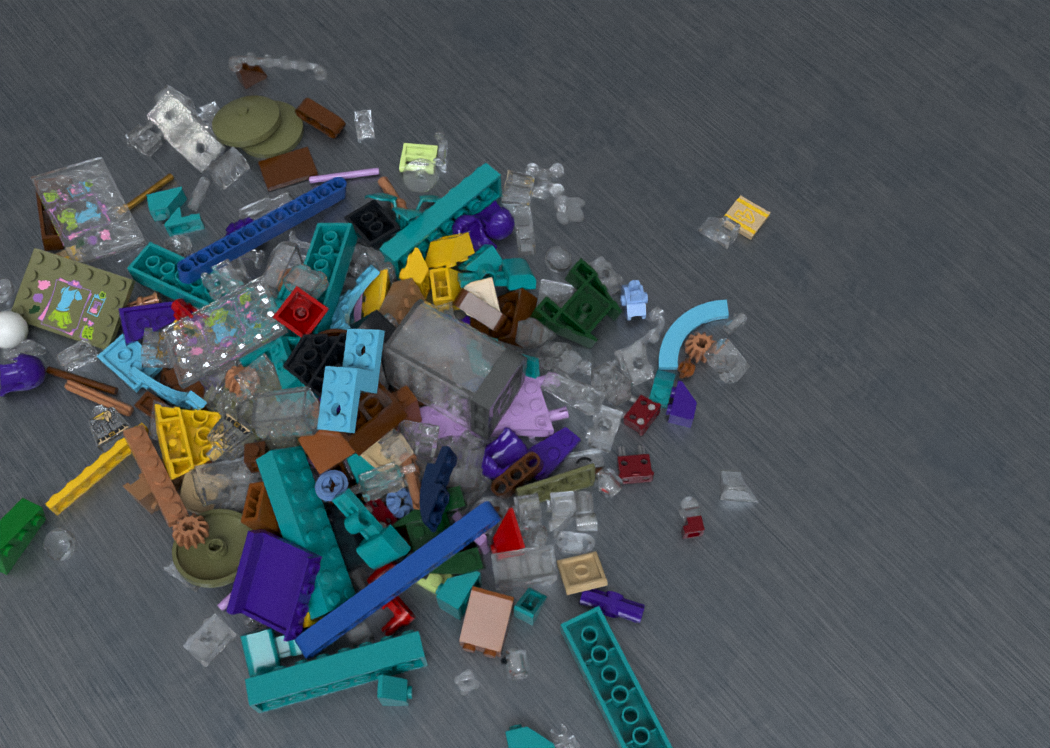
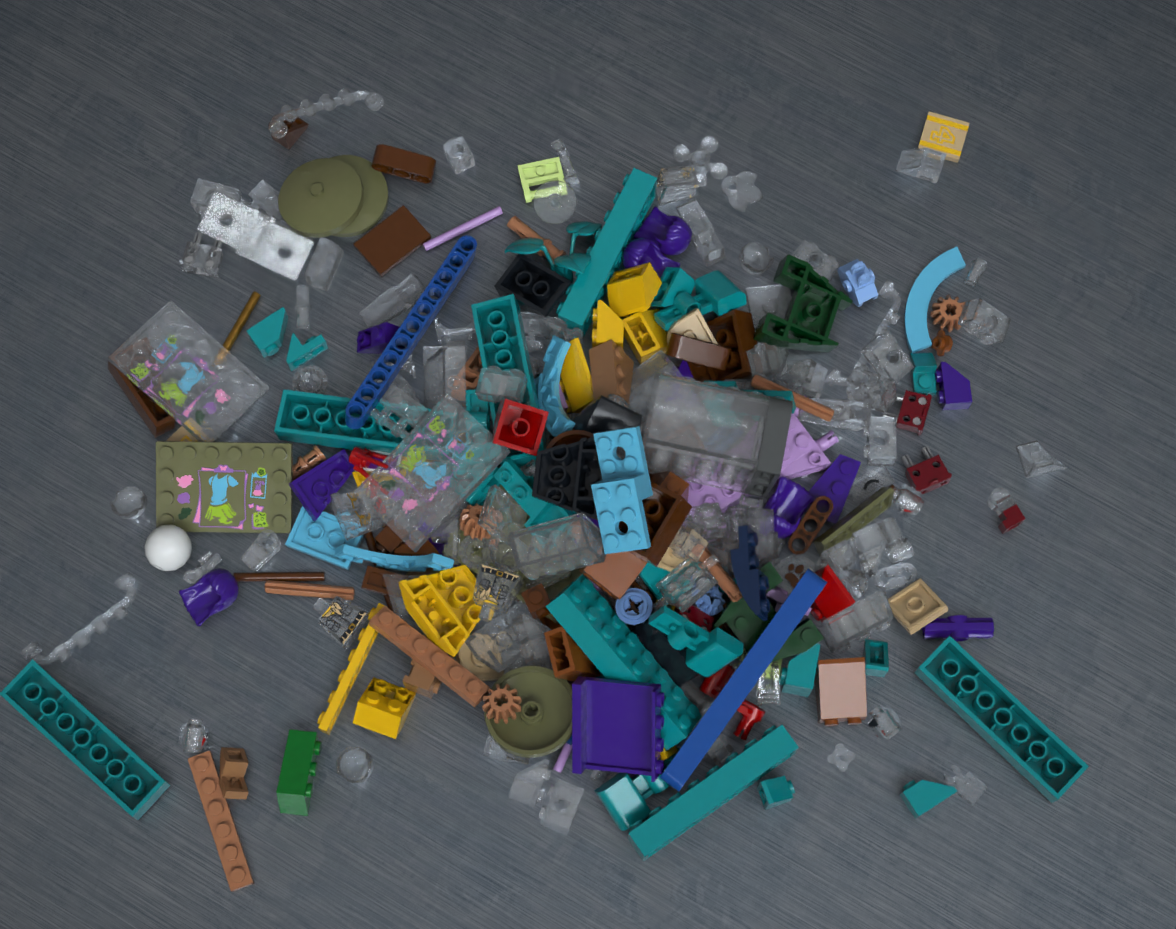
camera: 20 degrees left, 10 degrees up
(106, 507) = (383, 707): none -> yellow slope
(193, 609) = (529, 782): none -> clear slope
(422, 602) = (769, 693): none -> clear piece
(552, 378) = (800, 401): none -> nougat axle

